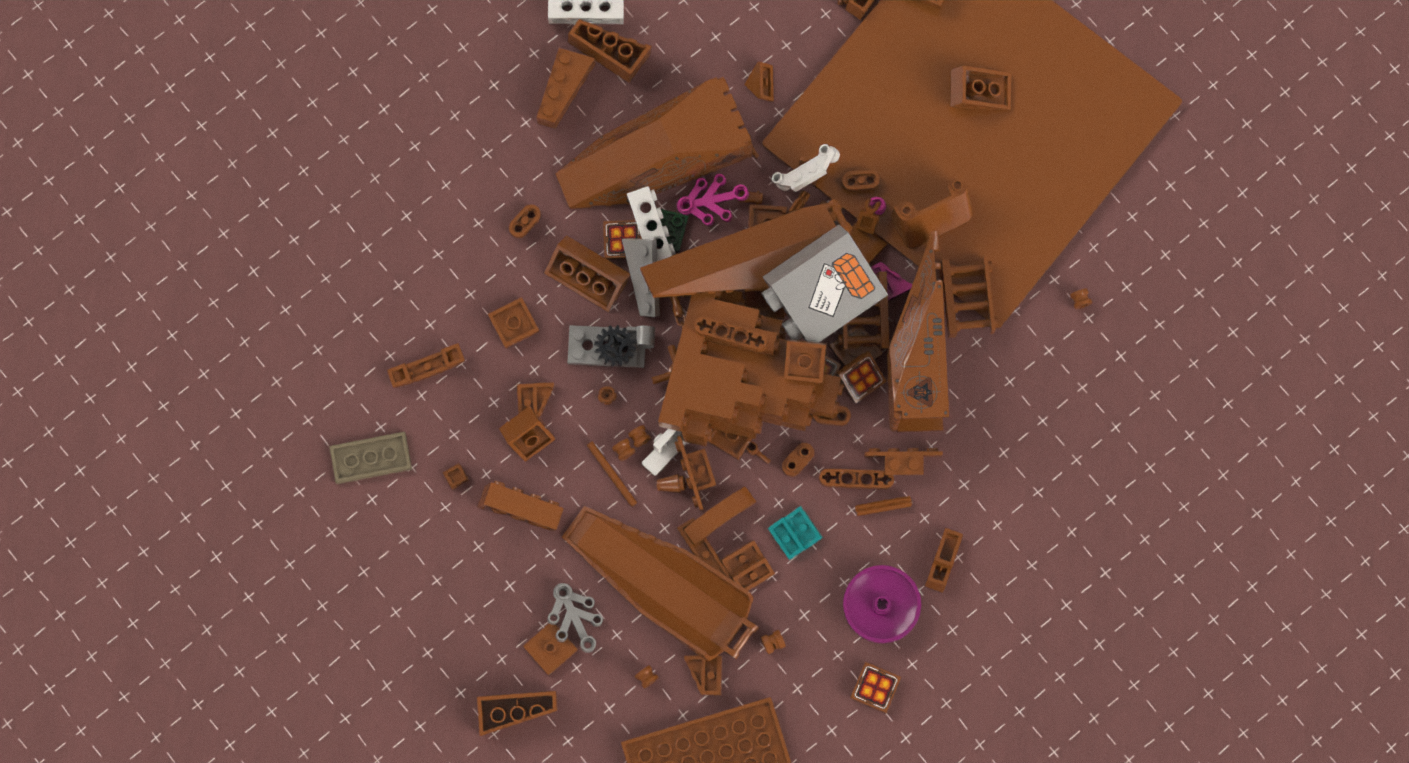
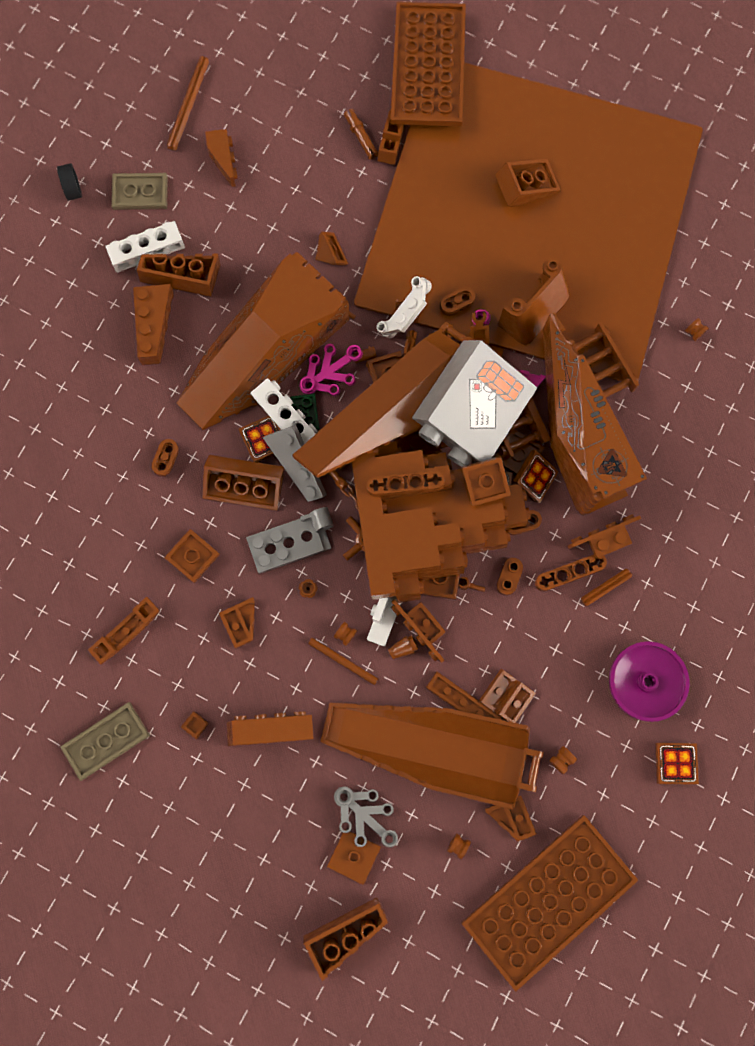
camera: 25 degrees left, 0 degrees up
(527, 433) = (247, 657): dark orange slope -> none
(613, 338) = (303, 534): black gear -> none
(639, 436) = (354, 614): dark orange wheel -> none
(719, 515) = (461, 659): dark orange slope -> none
(795, 533) = (537, 646): teal slope -> none
(944, 560) = (684, 615): dark orange slope -> none

